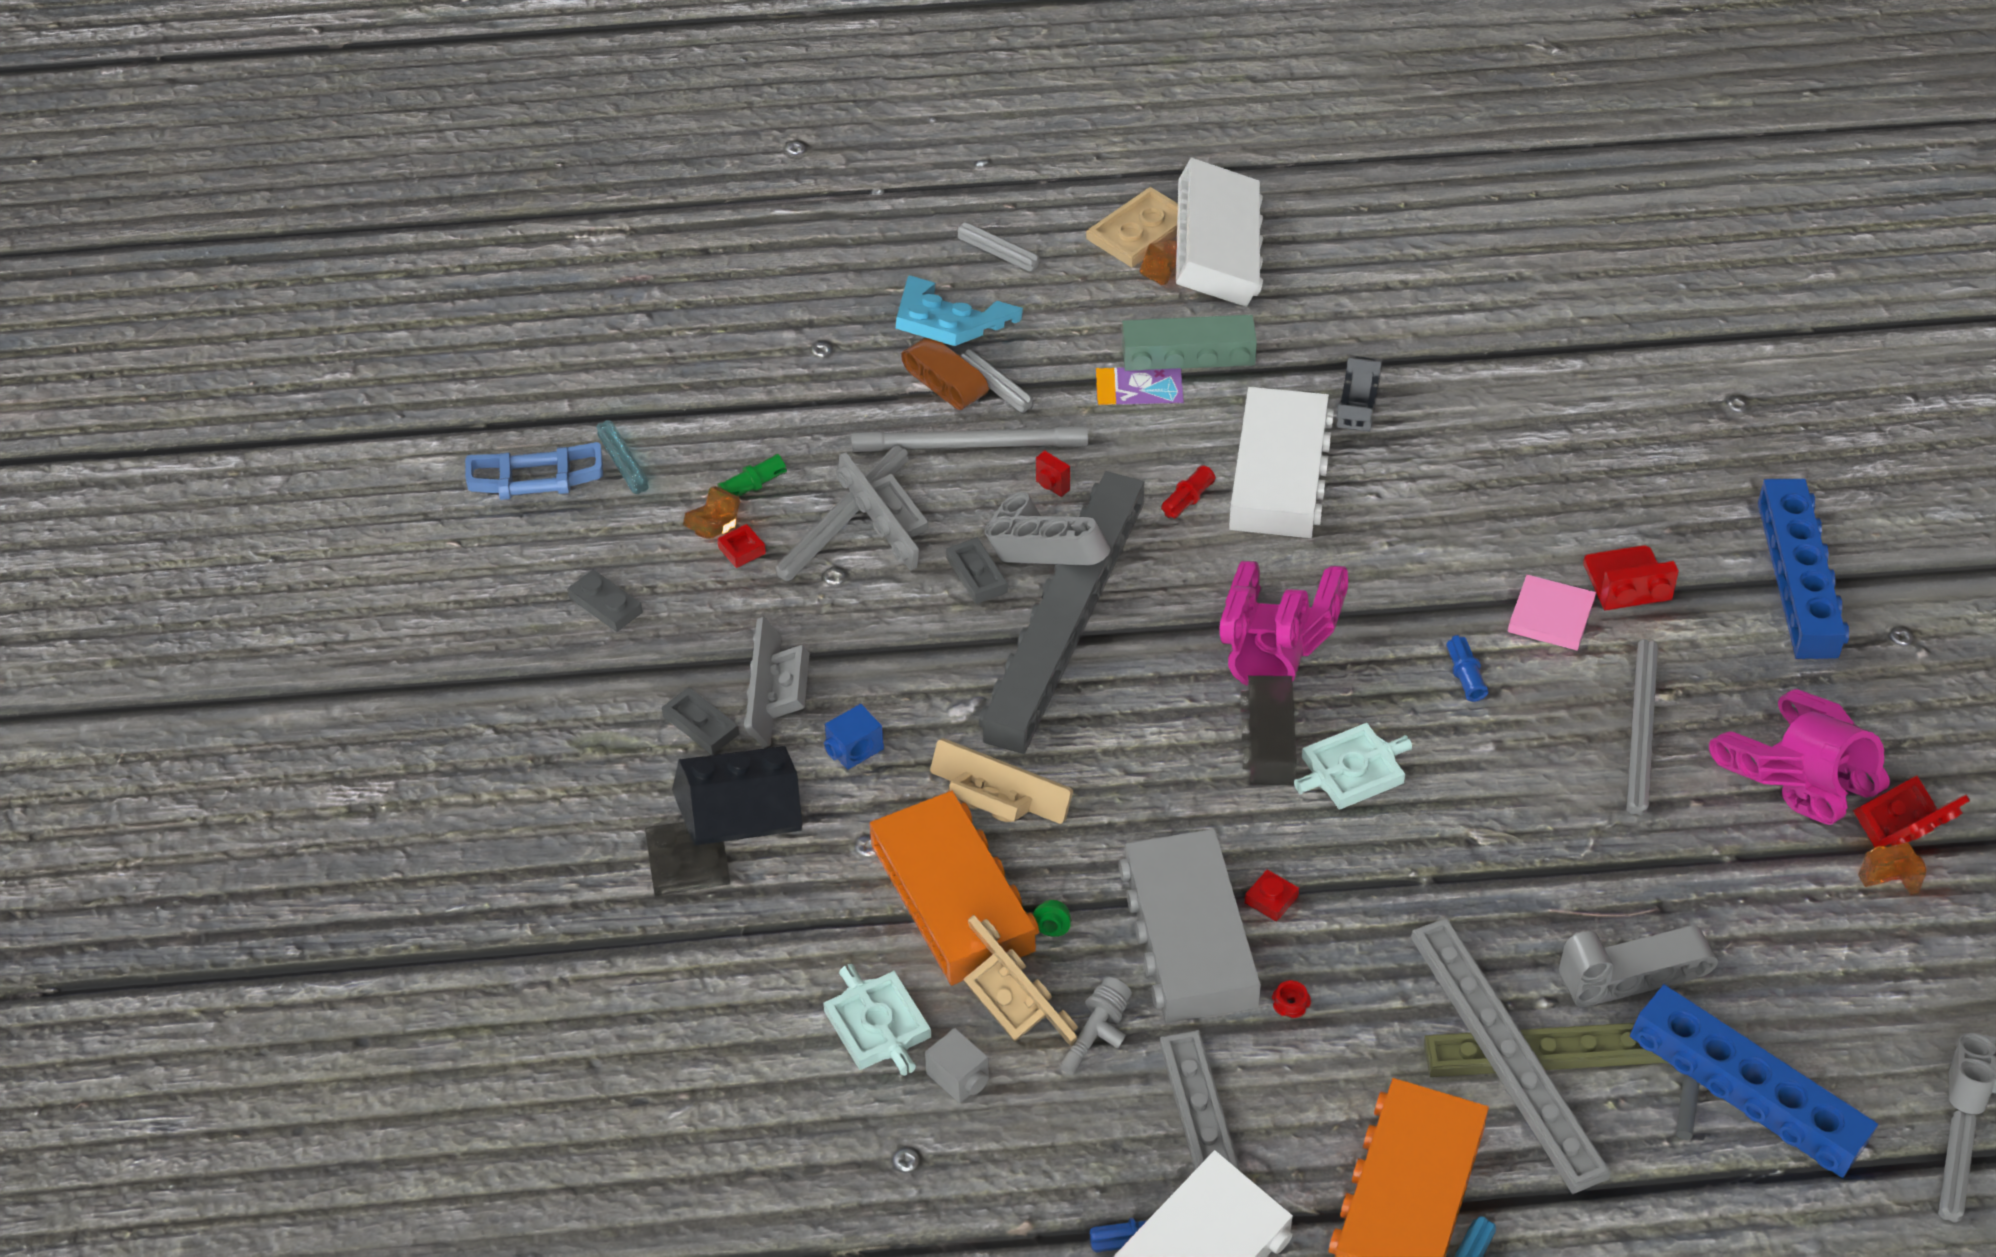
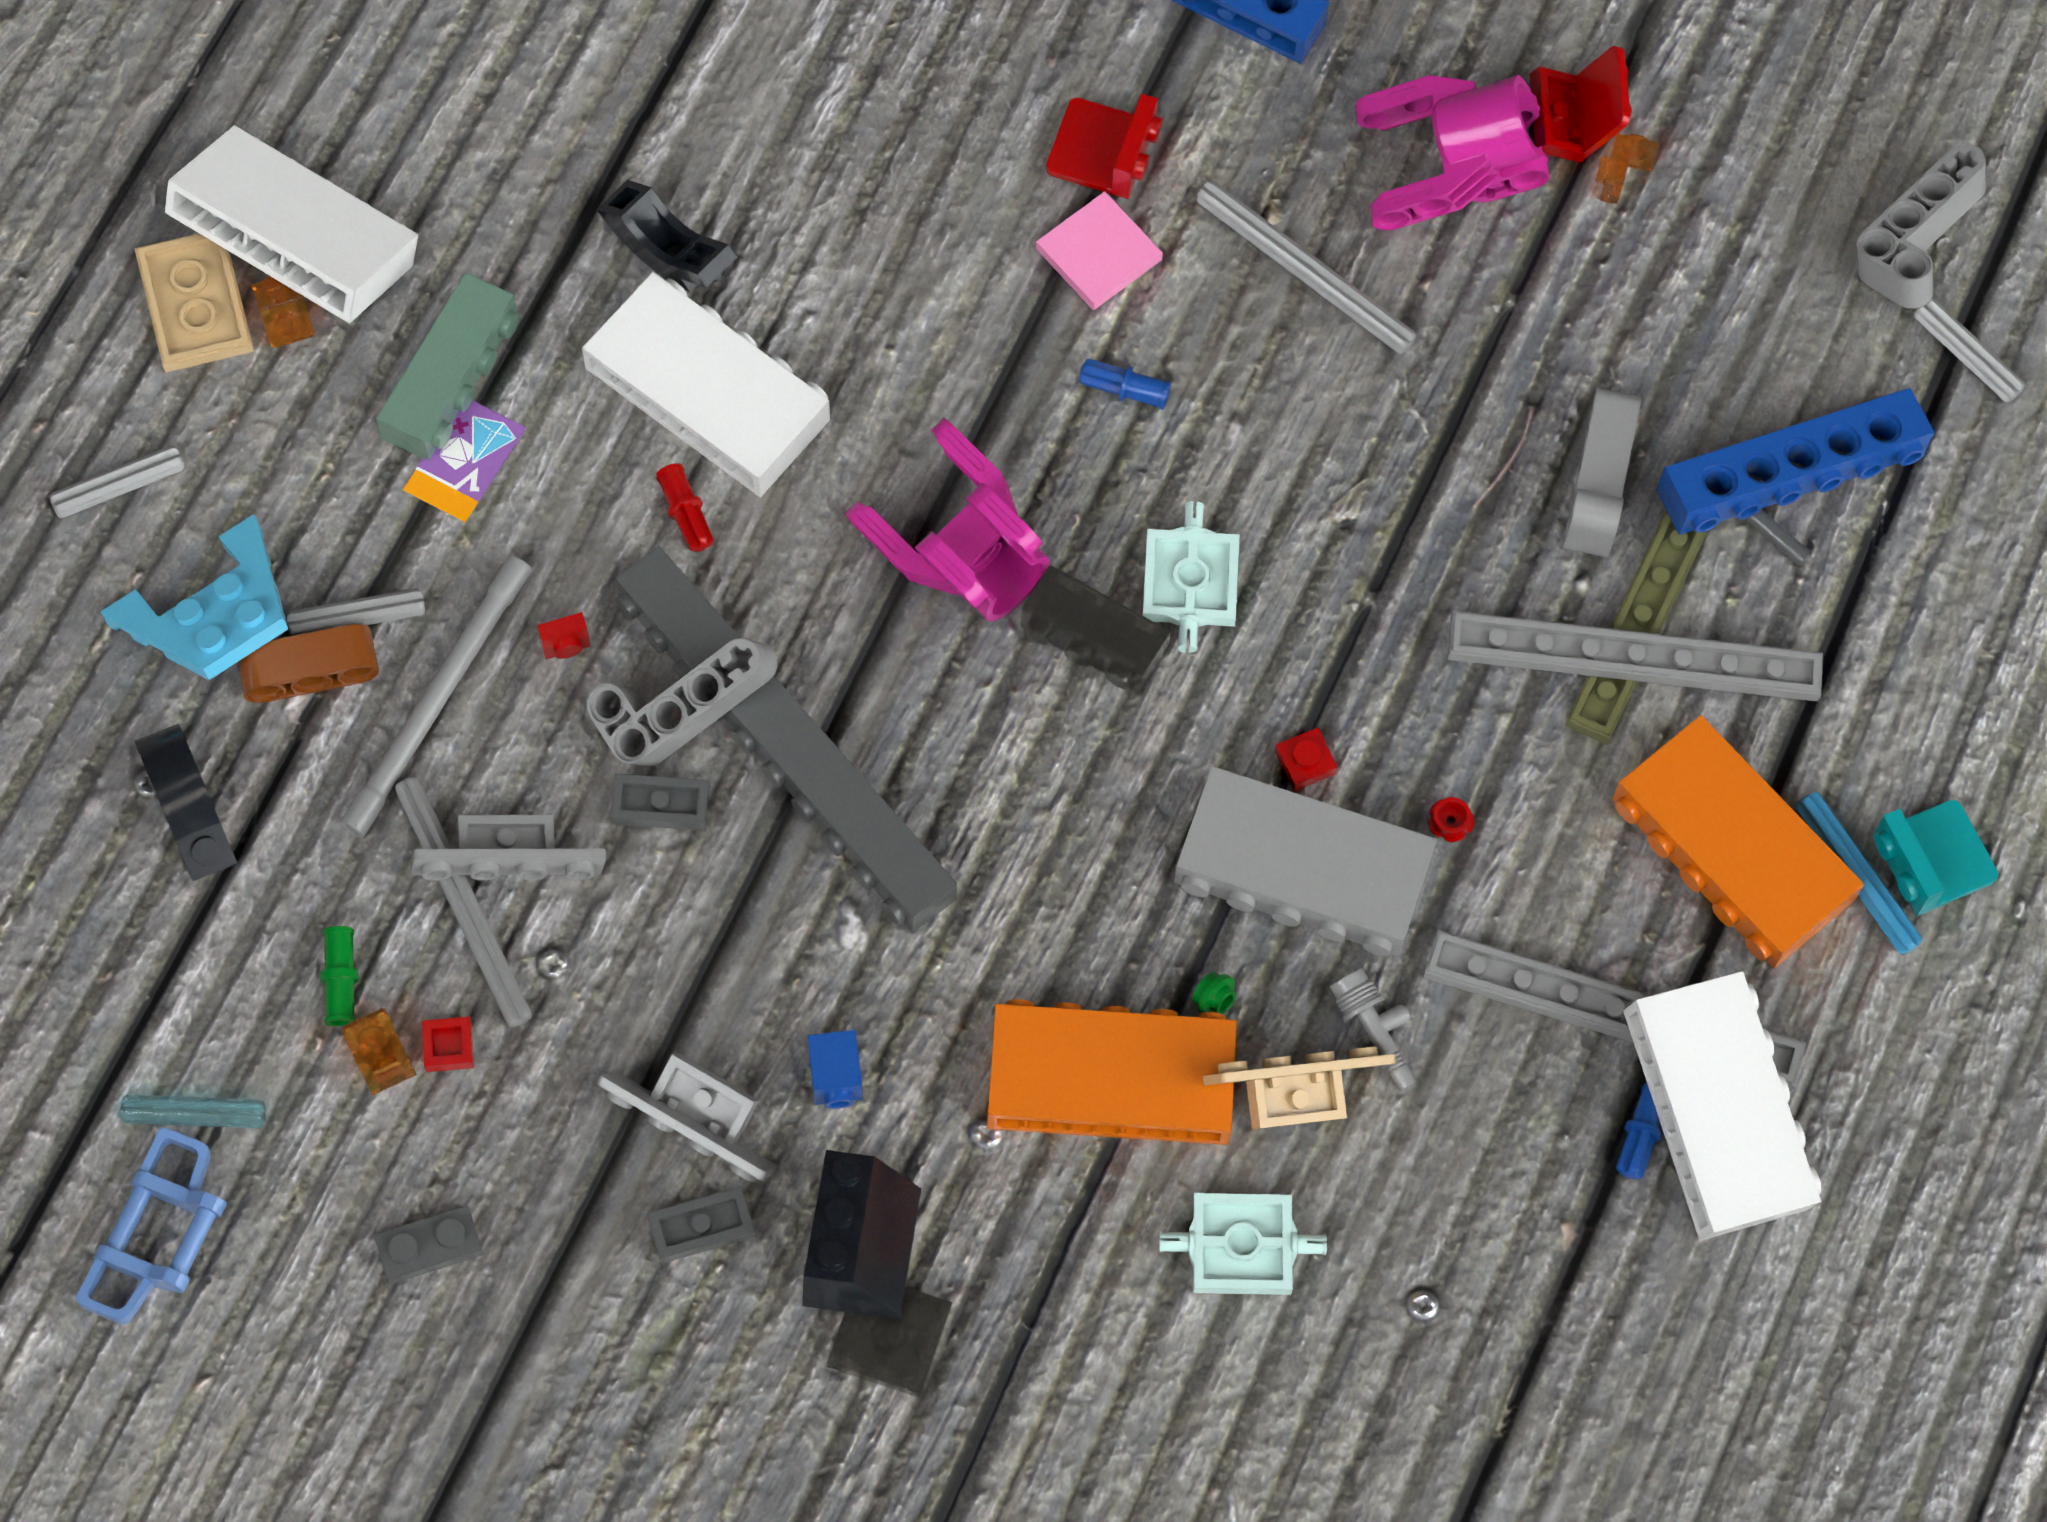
camera: 65 degrees left, 20 degrees up
(809, 354) = (185, 802): none -> black arch
(957, 1065) = (1352, 1192): light grey brick -> none
(999, 786) = (1001, 955): tan bracket -> none

